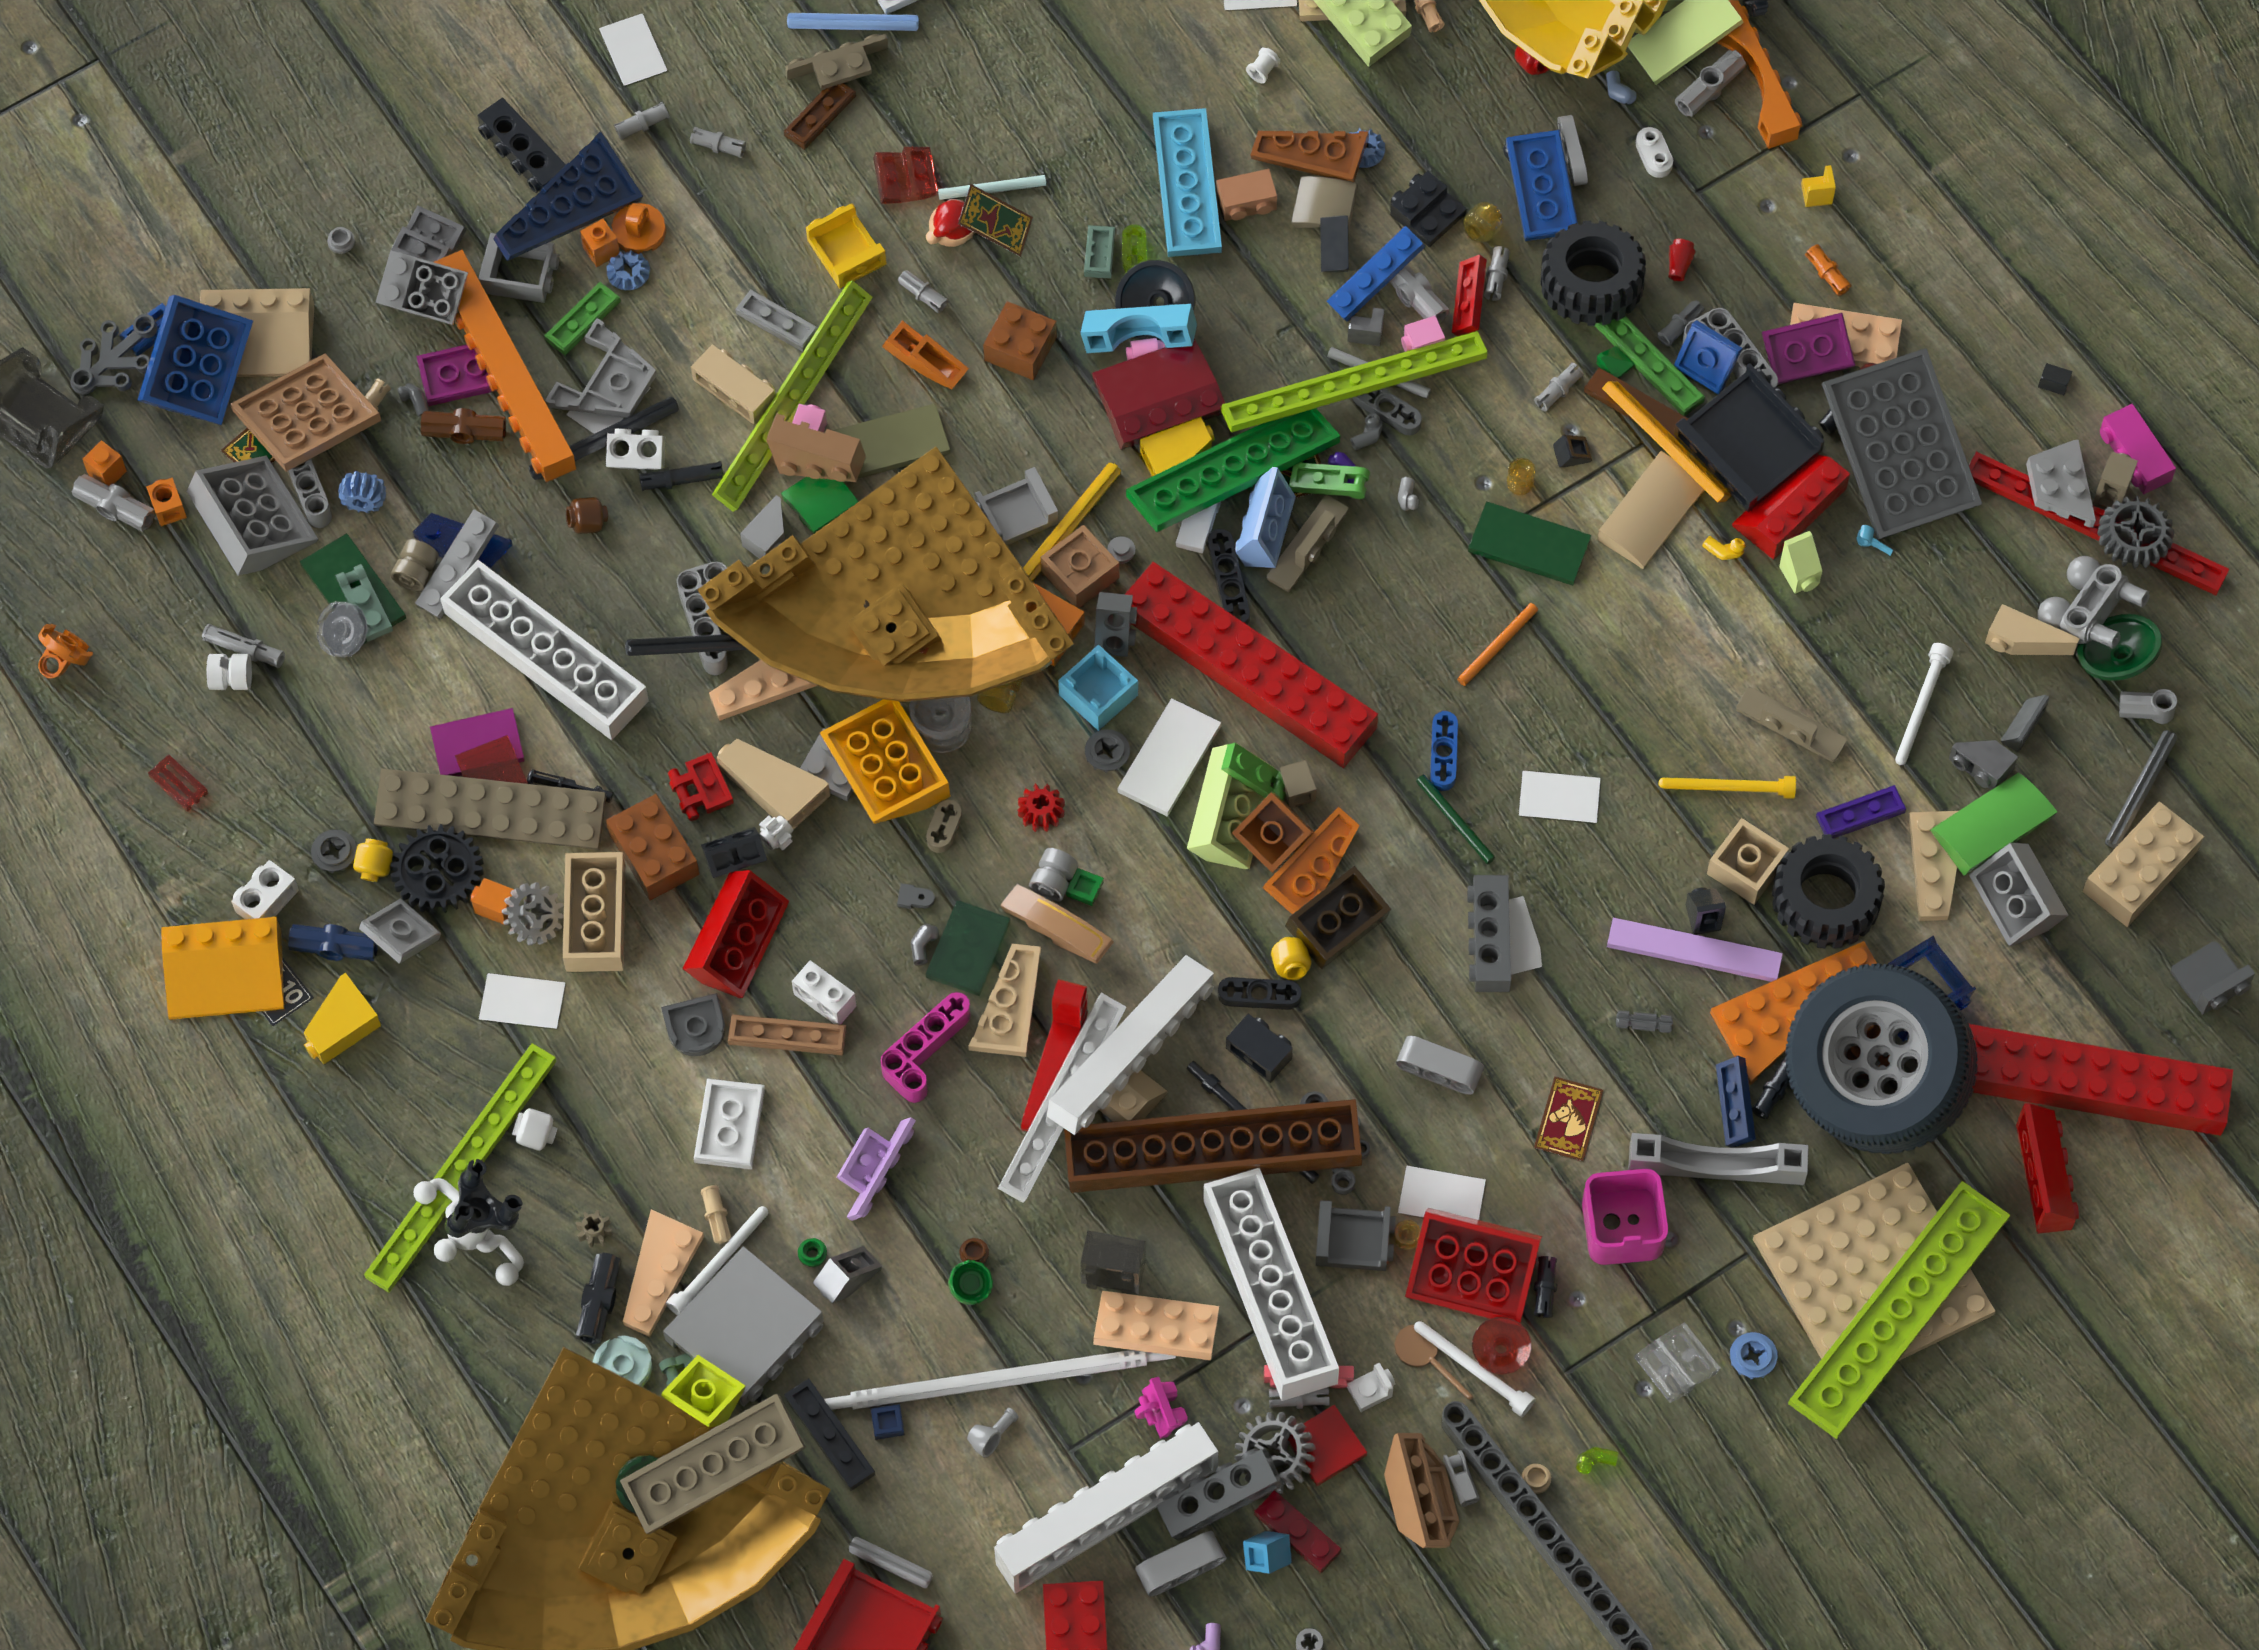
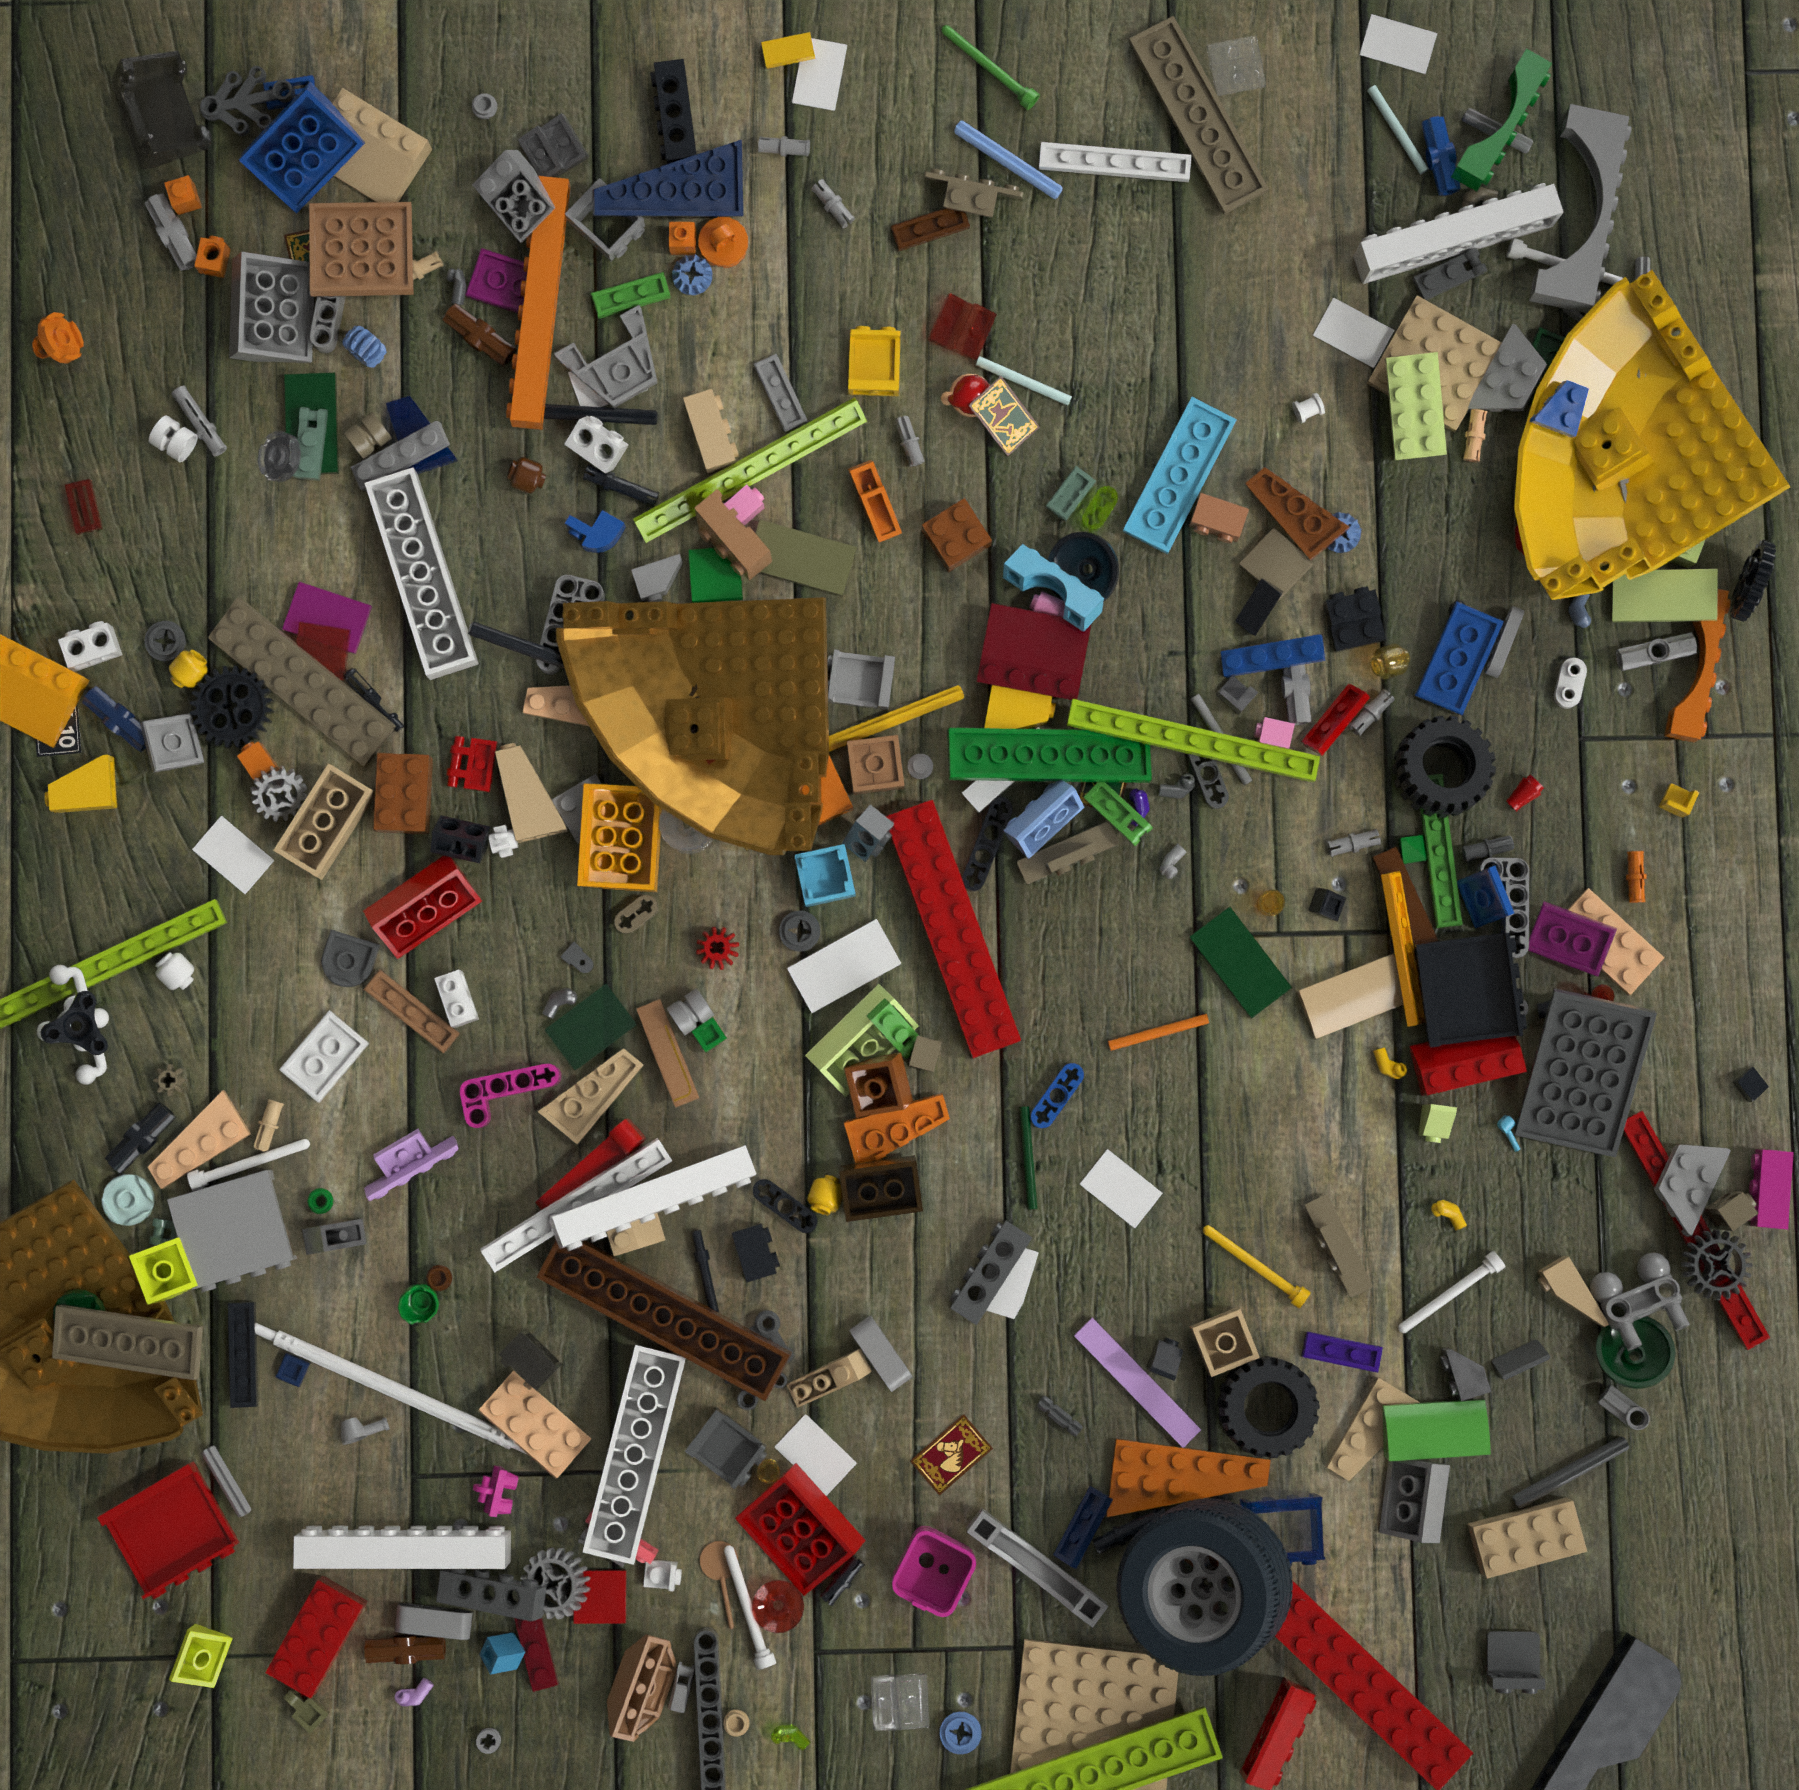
camera: 25 degrees right, 20 degrees up
(592, 45) = (788, 50): none -> yellow tile
(689, 529) = (600, 536): none -> blue brick
(1170, 1606) = (404, 1649): none -> reddish brown piece
(1406, 1116) = (829, 1378): none -> tan slope
(1870, 635) = (1451, 1211): none -> yellow arm

